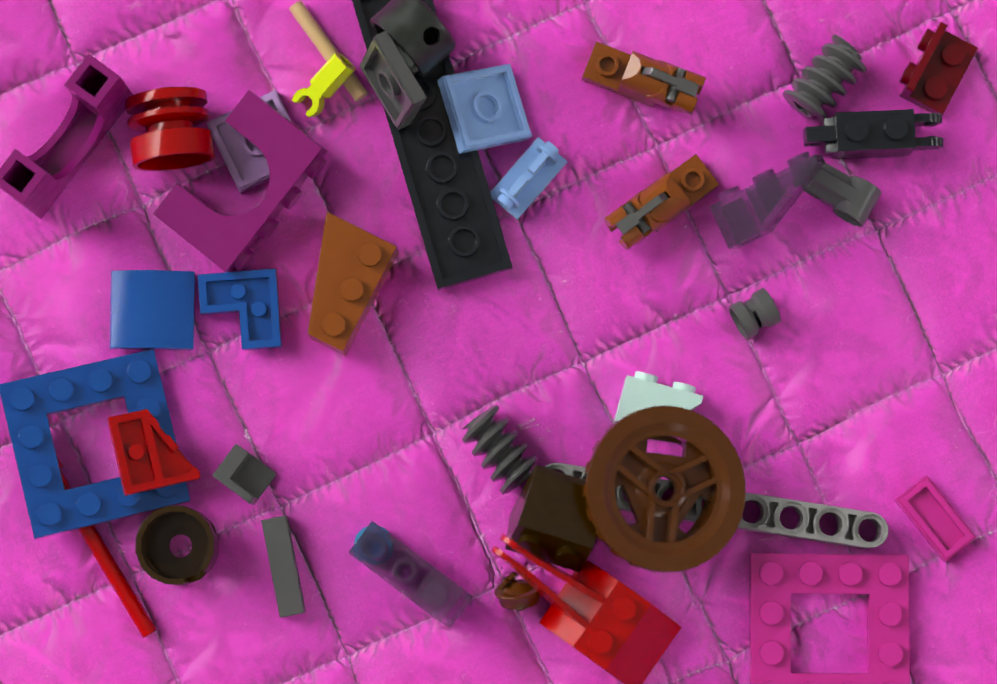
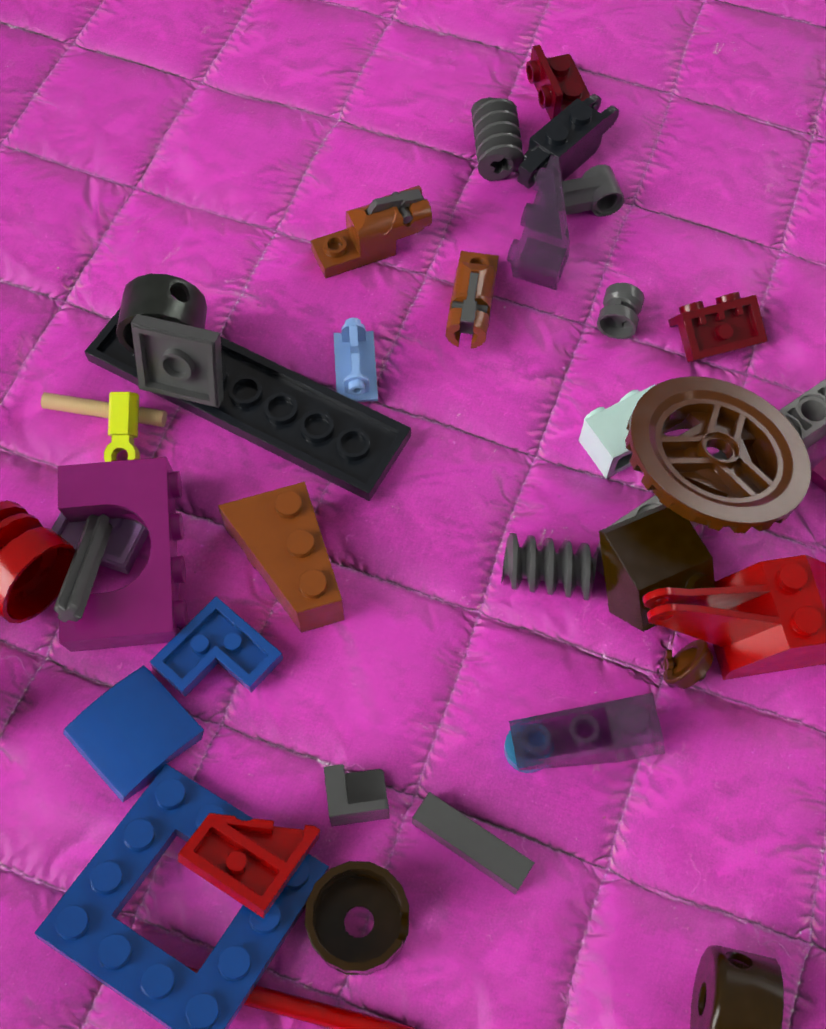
camera: 45 degrees left, 20 degrees down
(208, 177) = (83, 568): none -> dark grey axle
(484, 108) = (272, 342): light blue tile -> none
(812, 392) = (721, 327): none -> dark red bracket

